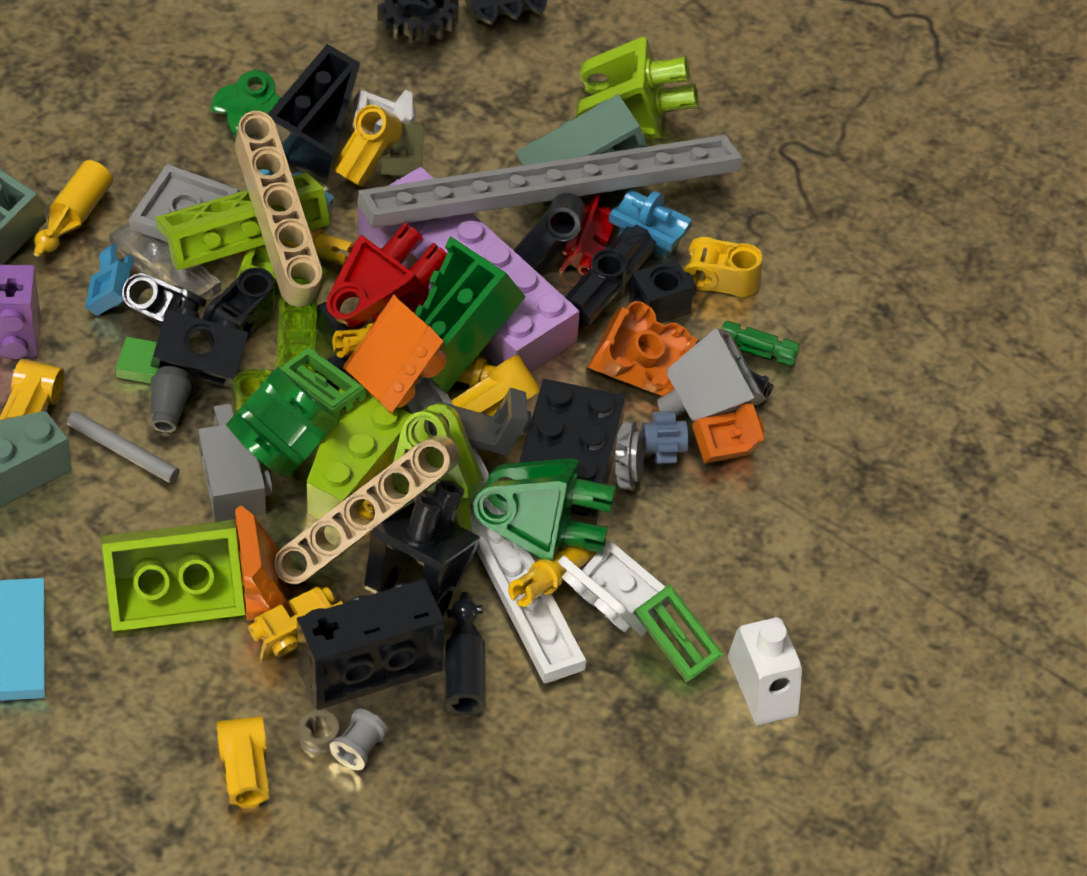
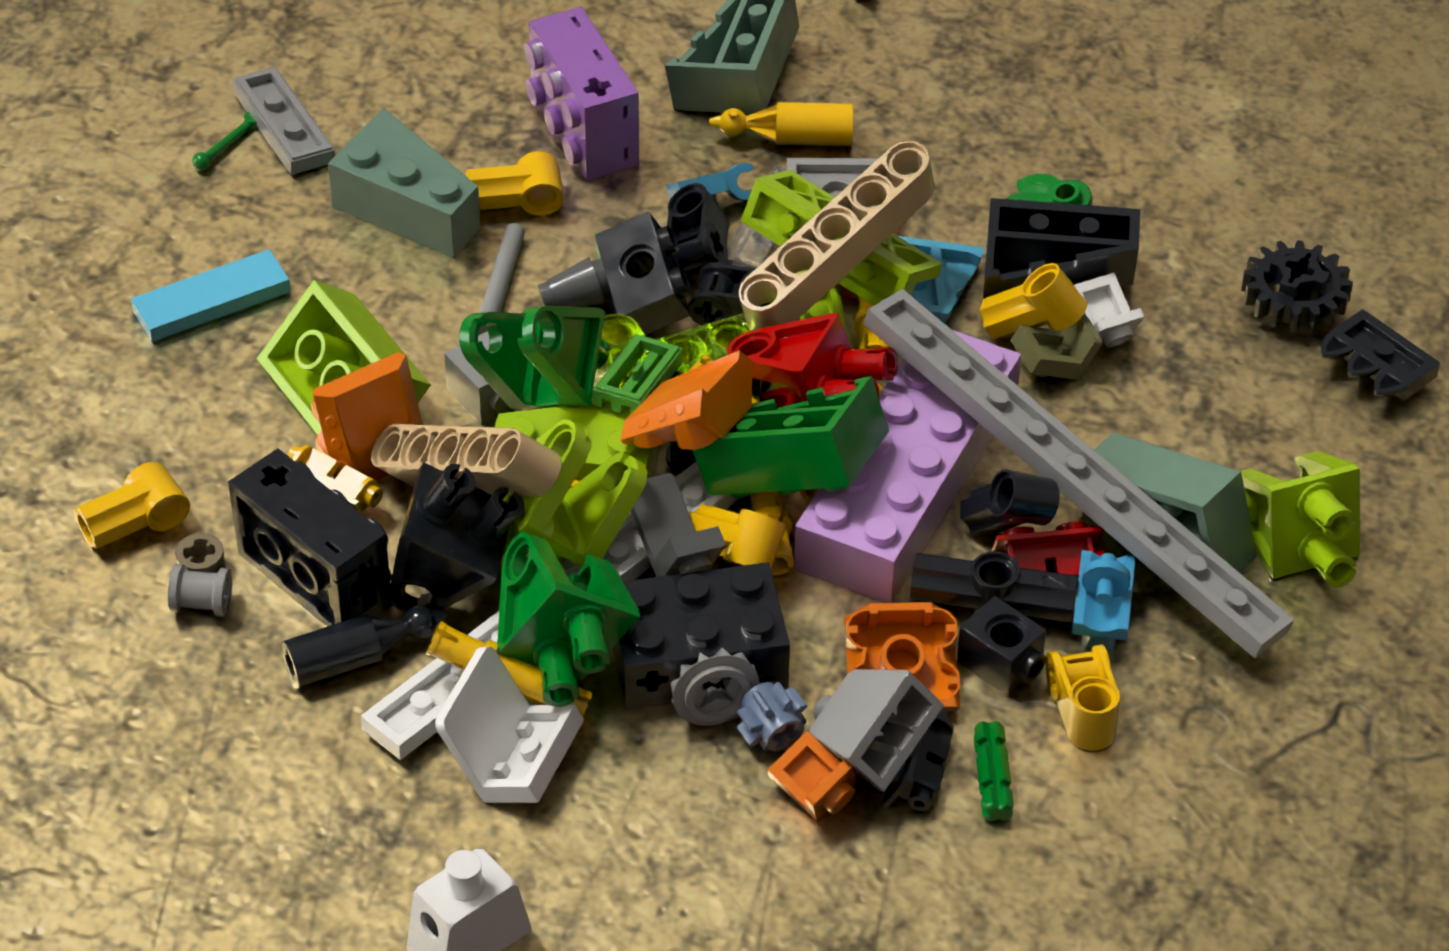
camera: 70 degrees right, 5 degrees down
(665, 644) = (487, 820): bright green tile -> none

